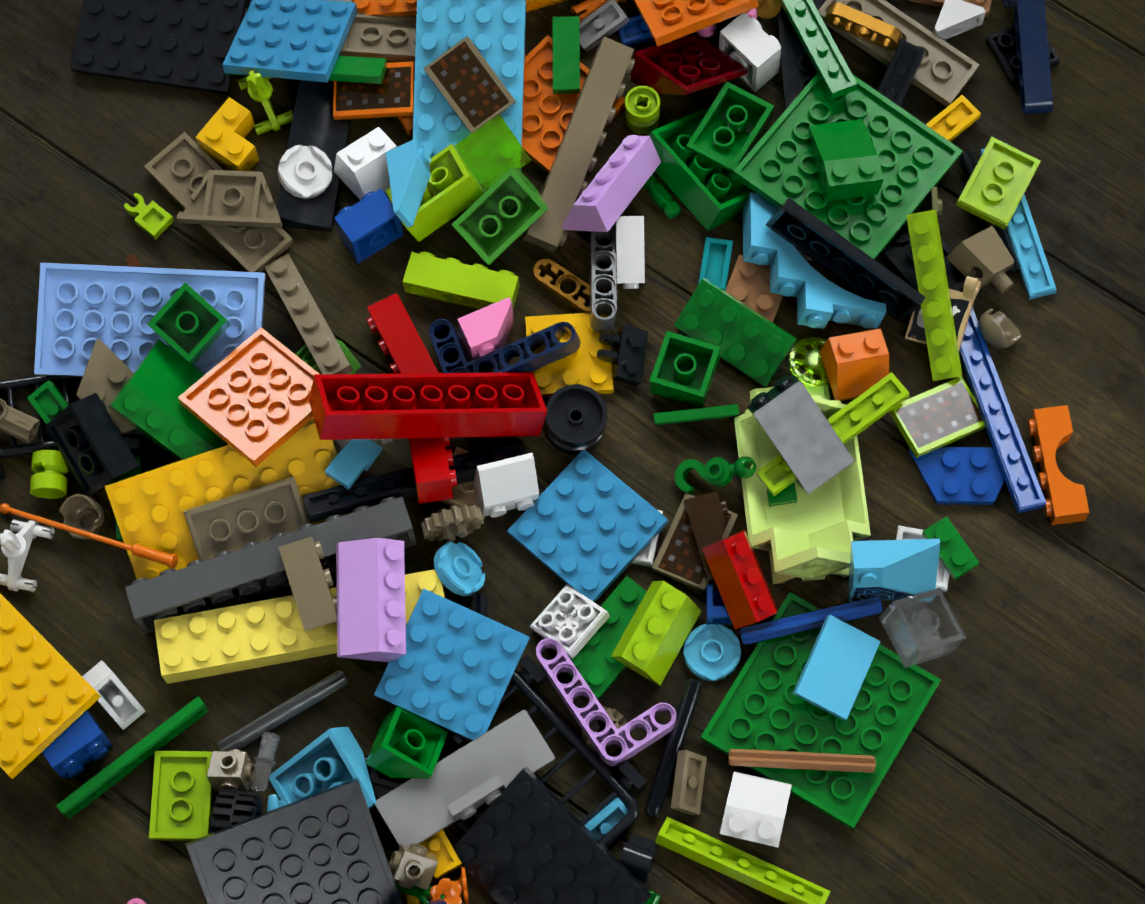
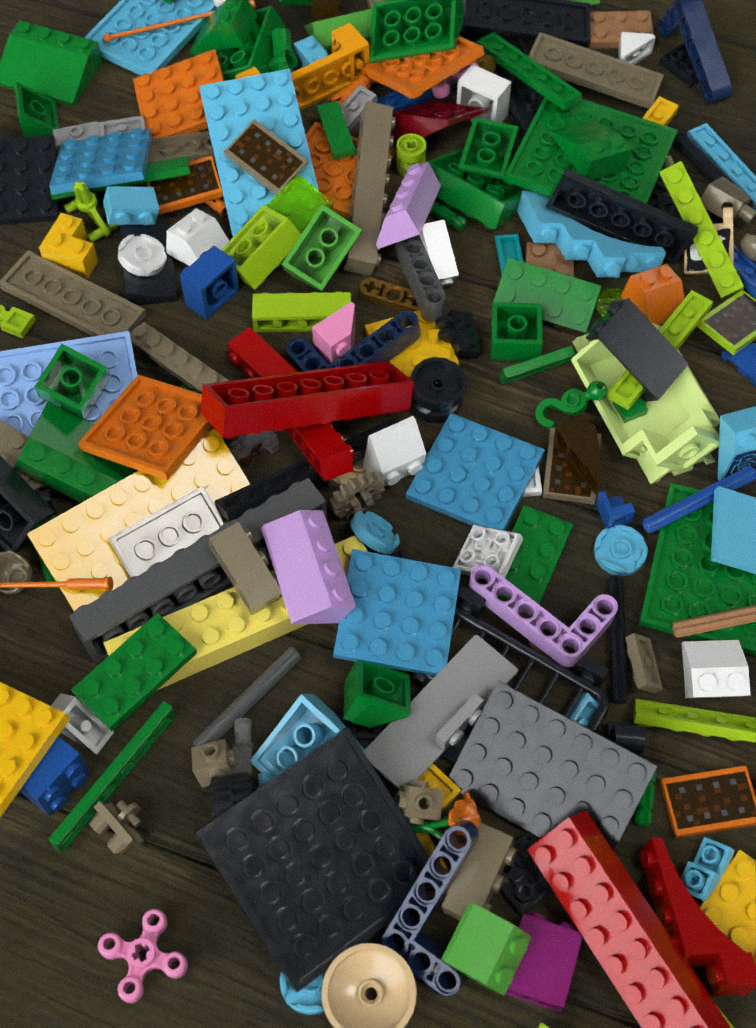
camera: 20 degrees left, 10 degrees down
(129, 806) = (121, 822): none -> dark tan hips
(175, 661) = (134, 671): none -> green plate
(180, 796) = (169, 799): lime plate -> none
(232, 200) = (84, 288): dark tan wing -> none
(307, 108) = (130, 205): none -> medium azure brick
(352, 460) = (251, 463): medium azure slope -> none
(408, 179) = (235, 234): medium azure slope -> none
(657, 631) = (569, 540): lime slope -> none
(740, 580) = (630, 476): red slope -> none
(863, 26) = (562, 51): pearl gold beam -> none
(901, 72) = (608, 84): black tile -> none
(998, 183) = (713, 148): lime tile -> none

